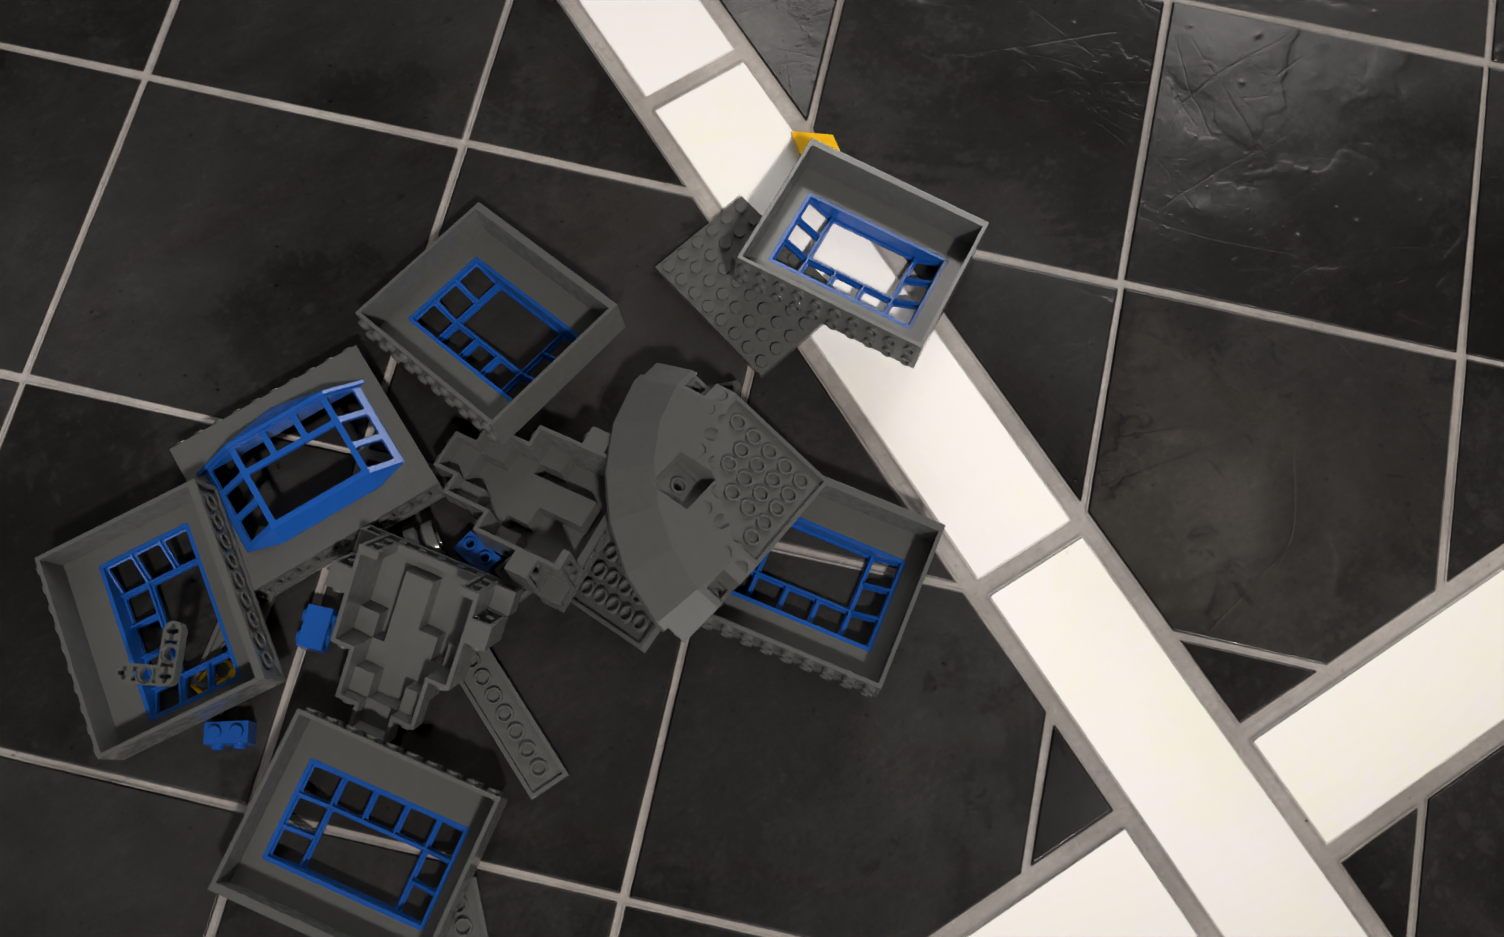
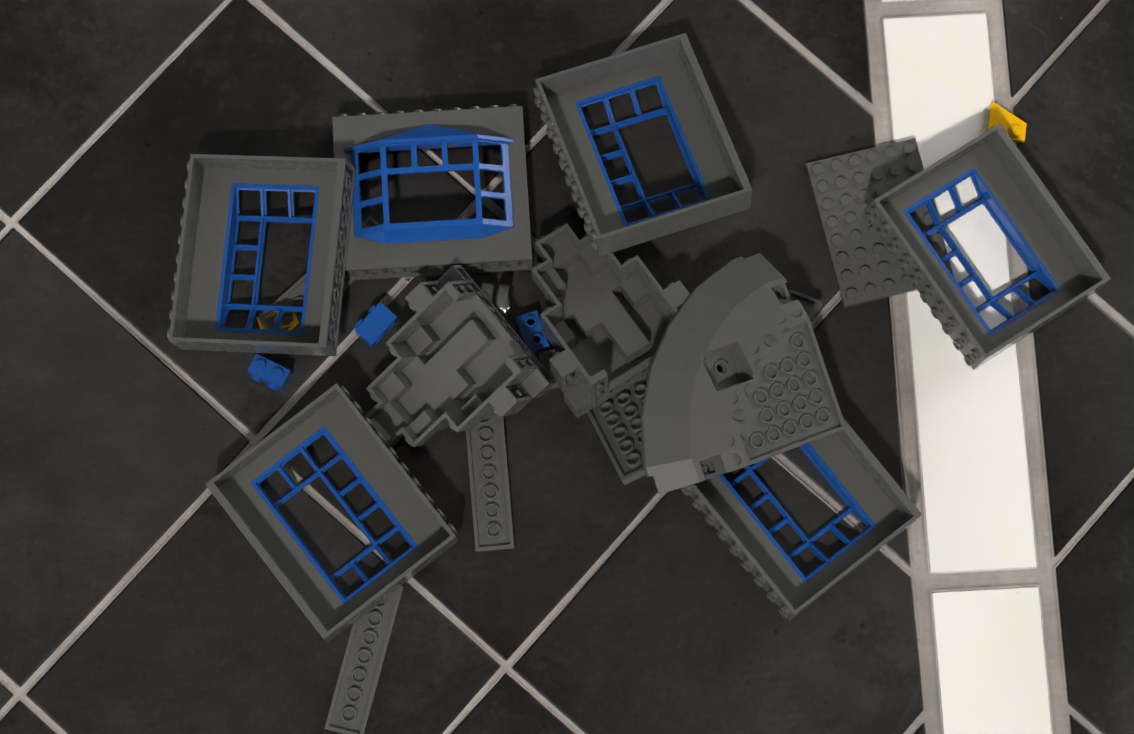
camera: 30 degrees right, 5 degrees up
(159, 670) = (248, 298): dark grey beam -> none

